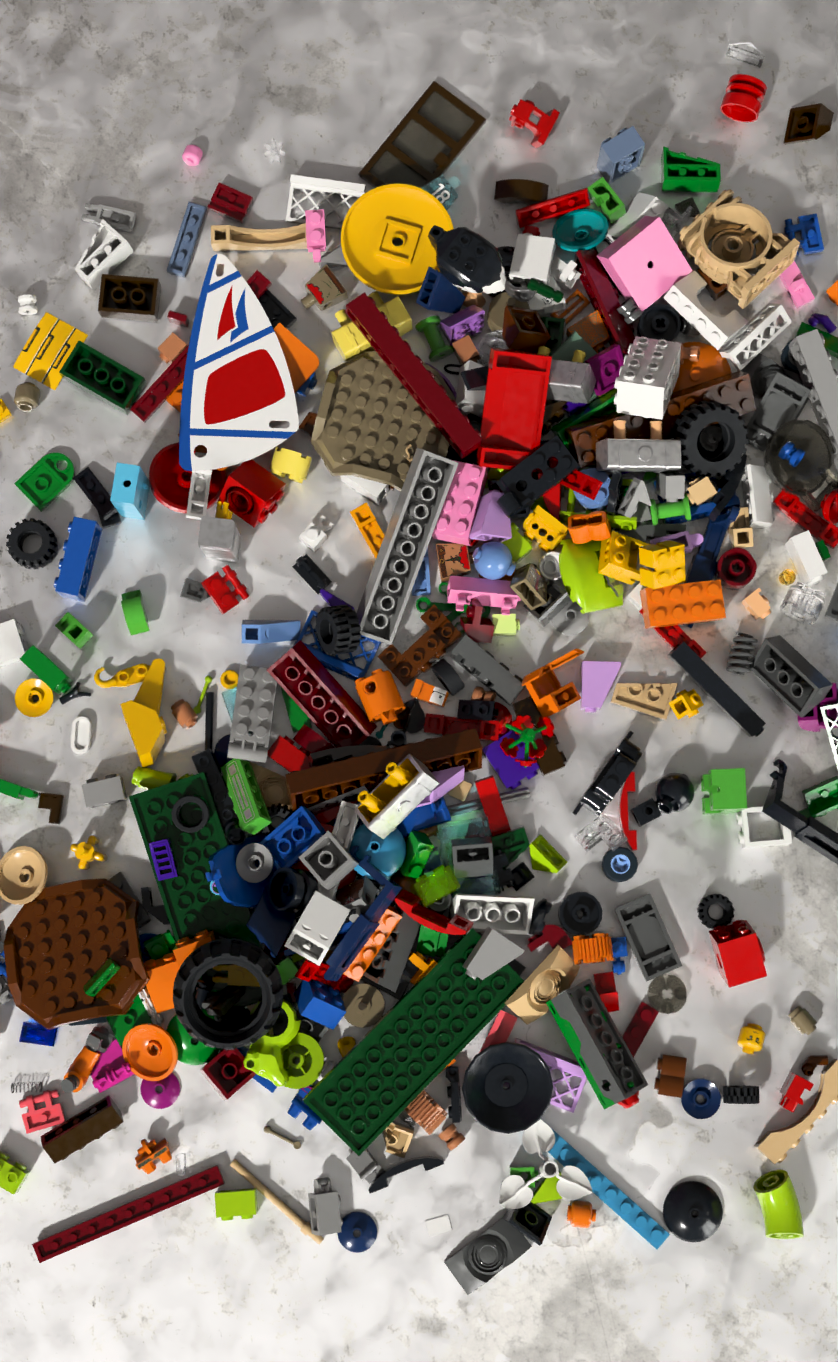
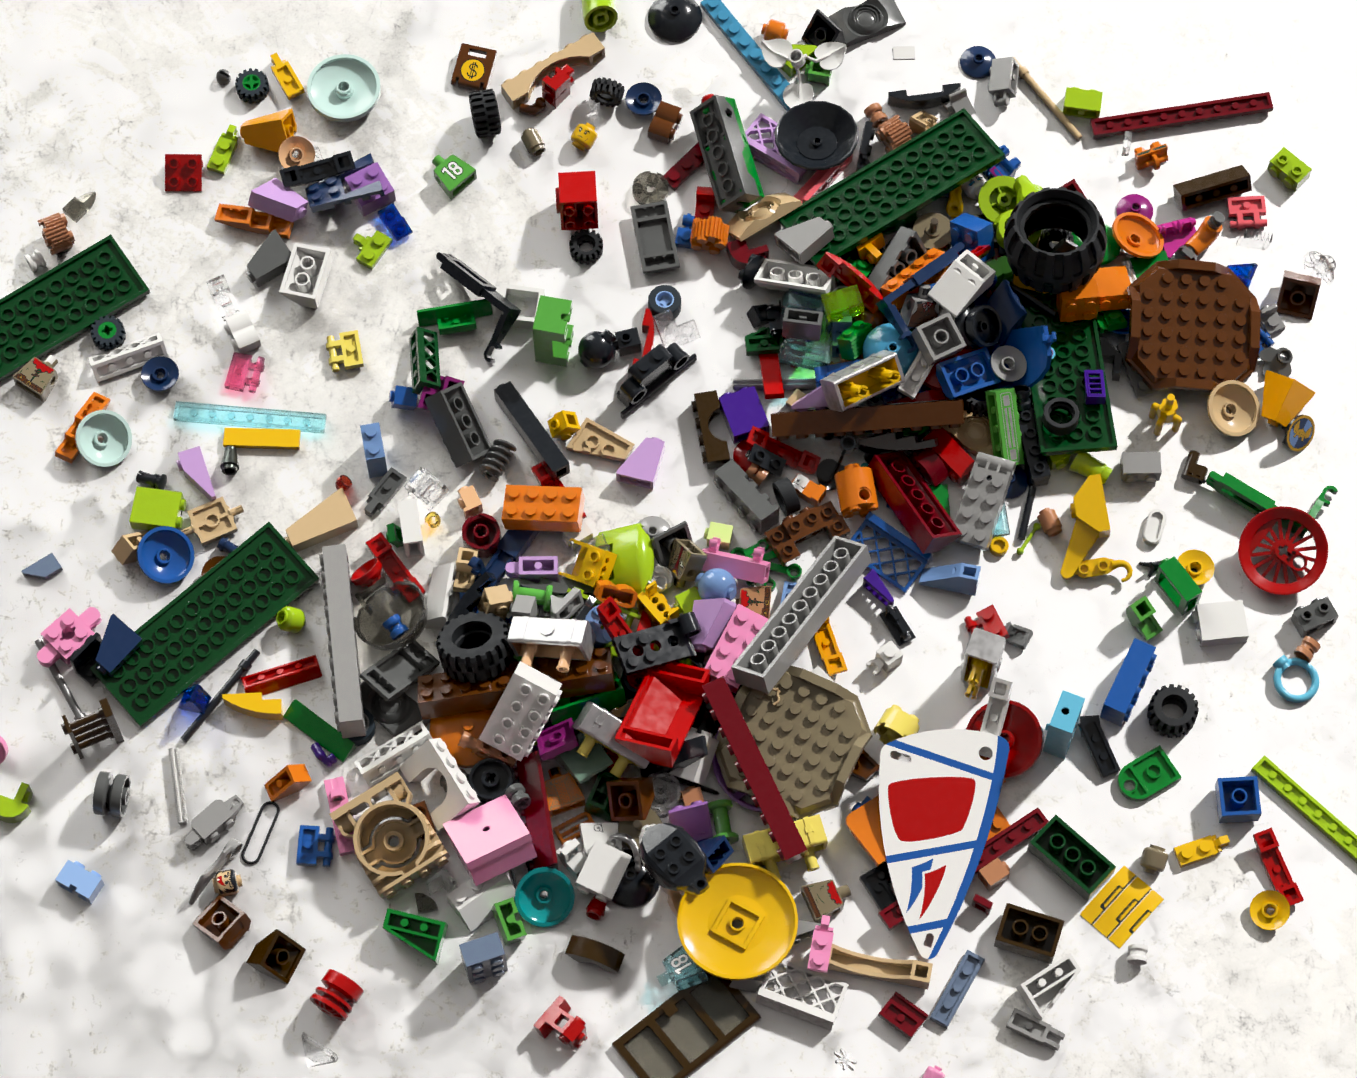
camera: 170 degrees left, 15 degrees down
(101, 977) = (1171, 291): green slope -> none
(134, 612) = (1081, 625): bright green brick -> none
(252, 492) = (941, 702): red brick -> none
(296, 1144) = (1017, 140): dark tan hinge -> none
(338, 630) = (884, 553): black tyre -> none
(475, 627) = (746, 535): dark red brick -> none
(523, 727) = (723, 414): red plant -> none
(544, 856) = (731, 325): lime slope -> none
(545, 290) = (599, 832): dark green axle -> none
(546, 688) = (693, 461): orange piece -> none
(552, 207) = (566, 928): red slope -> none
(591, 913) = (713, 268): black wheel -> none
(667, 565) = (560, 535): yellow piece -> none

